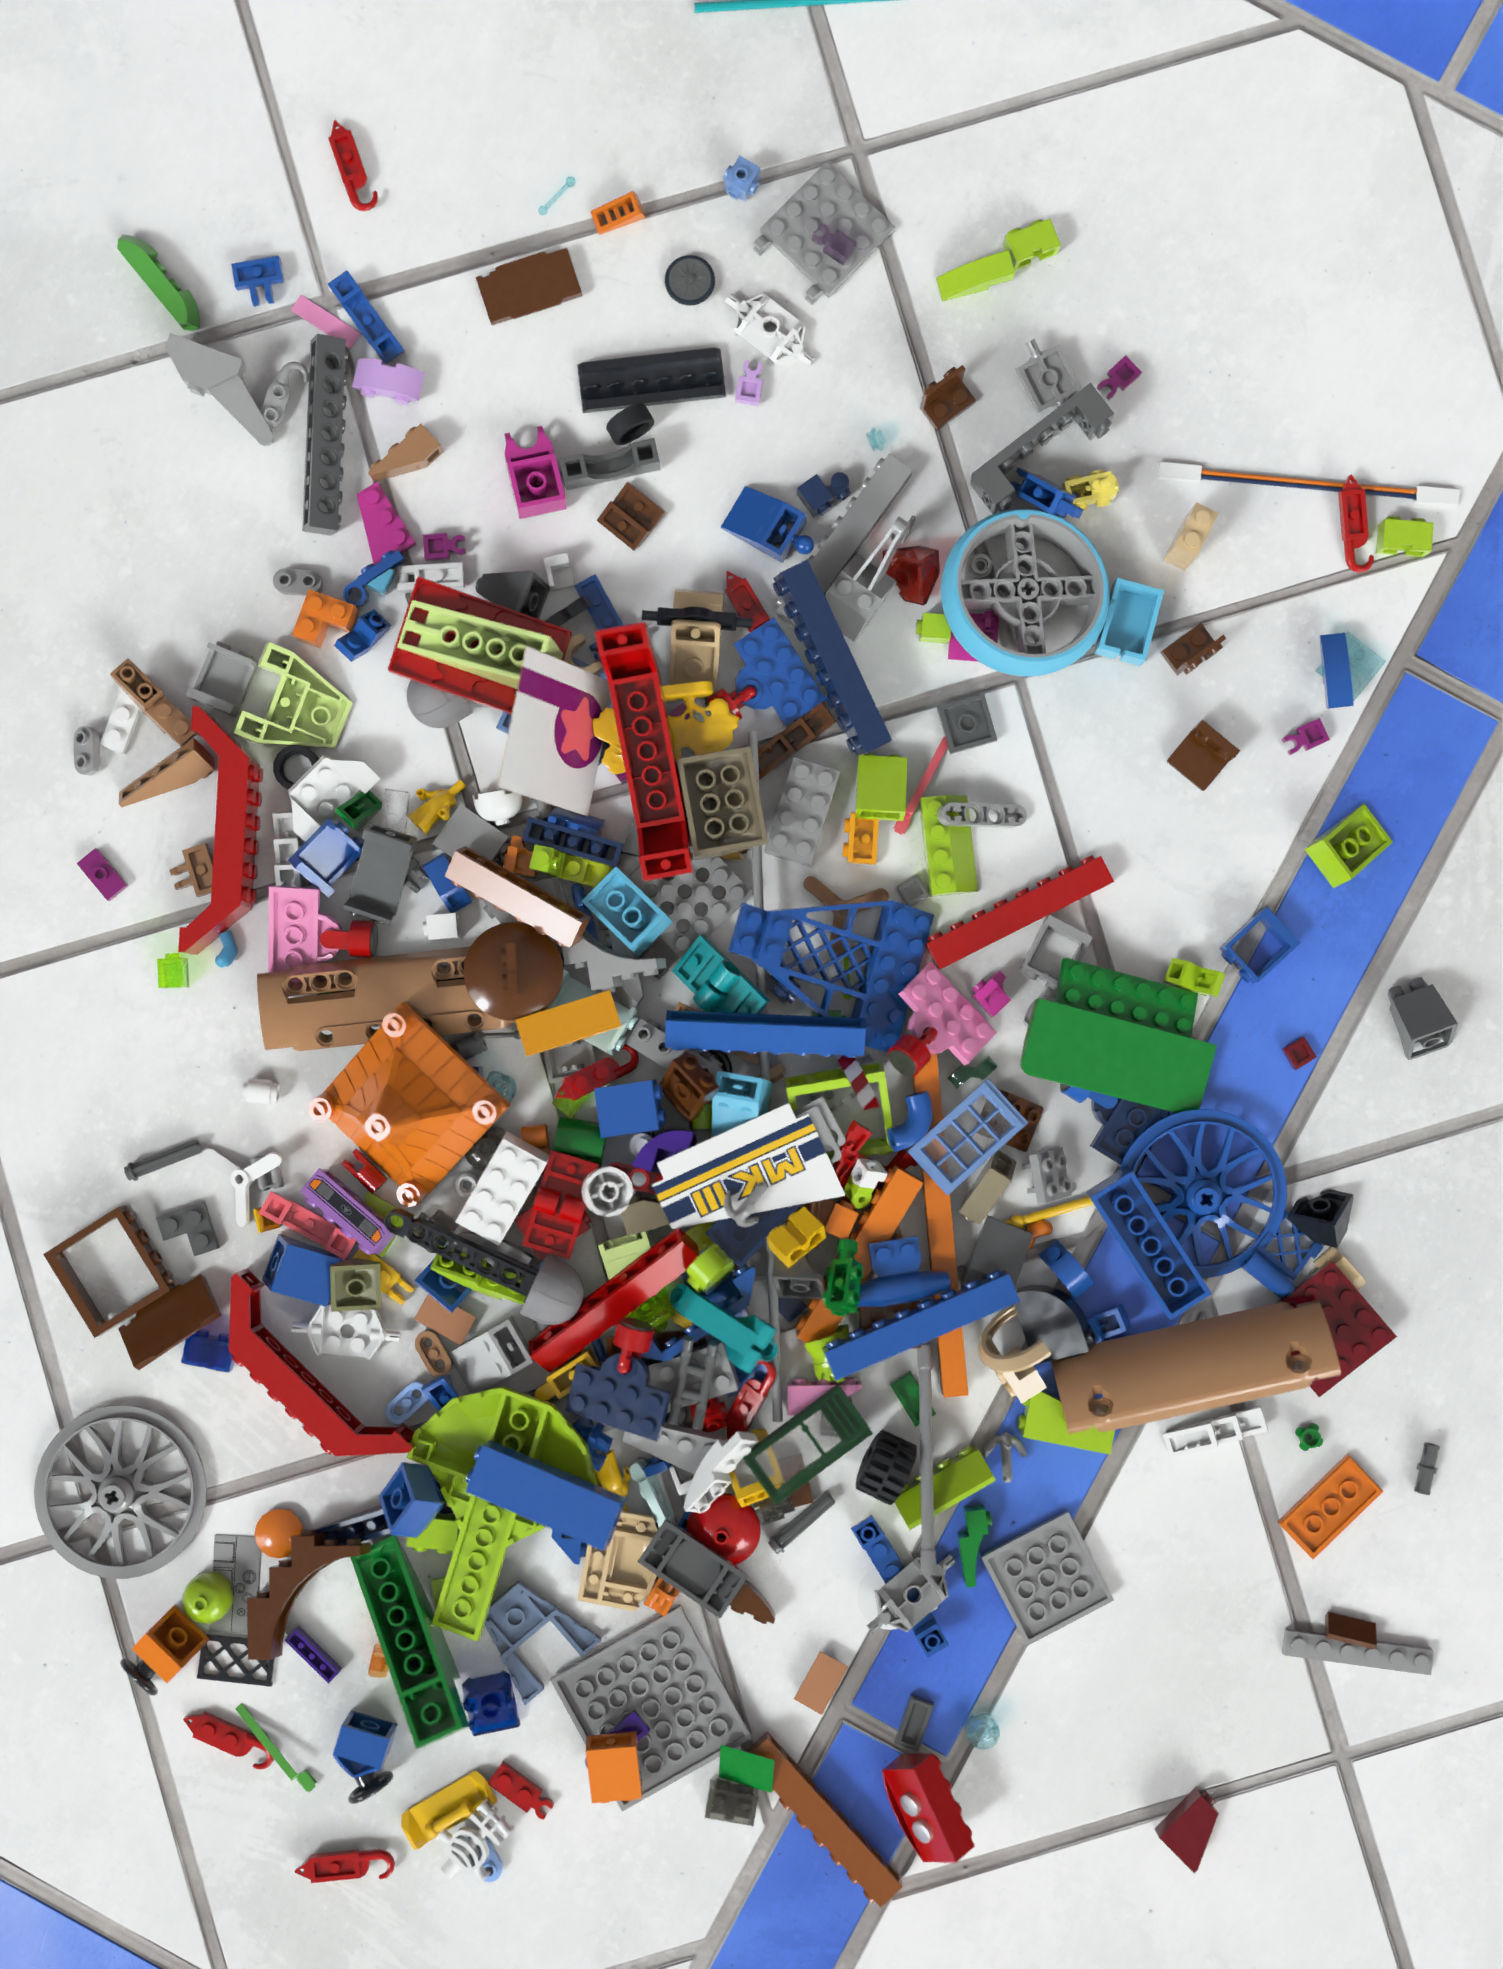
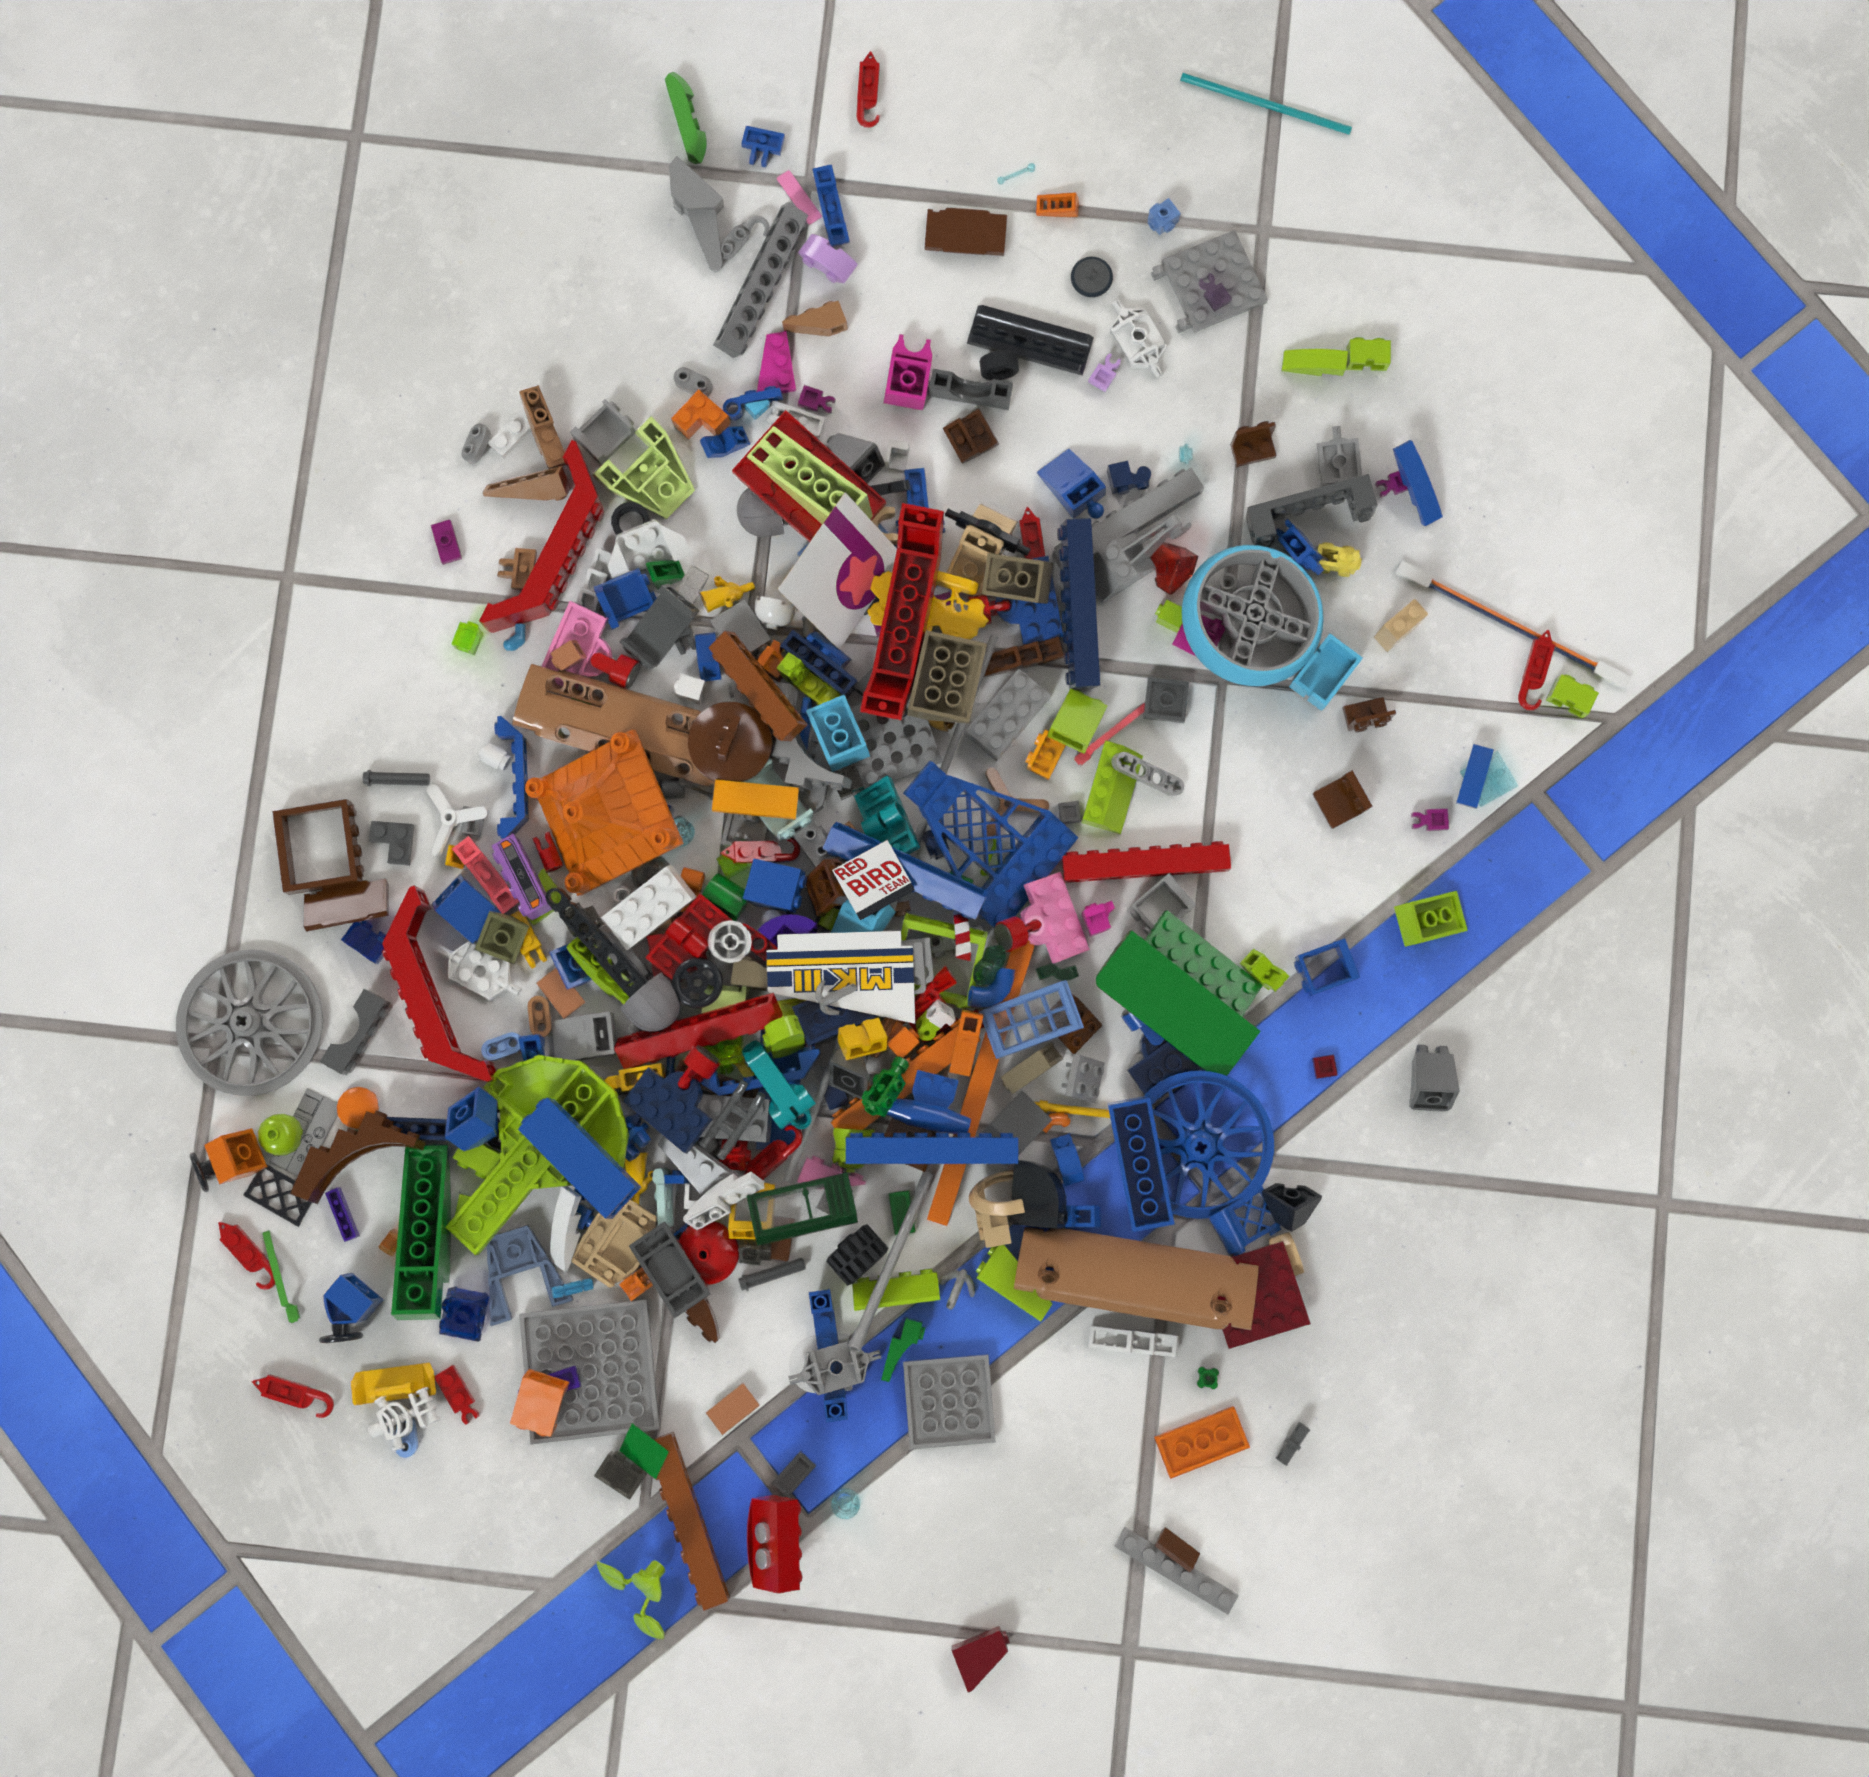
camera: 25 degrees right, 5 degrees down
(246, 1423) = (370, 1011): none -> dark grey arch
(259, 1058) = (520, 808): none -> blue slope
(293, 948) = (567, 655): none -> nougat brick
(560, 1572) = (564, 1233): none -> white slope
(595, 1628) = (572, 1288): none -> dark azure axle
(609, 1239) = (684, 994): none -> black plate
(736, 1060) = (873, 880): none -> sticker
(752, 658) = (1017, 578): none -> dark tan slope
(810, 1910) = (649, 1583): none -> lime plant
(899, 1098) = (989, 965): none -> clear green piece
(909, 1192) = (966, 1043): none -> orange slope
(1144, 367) = (1418, 482): none -> blue slope

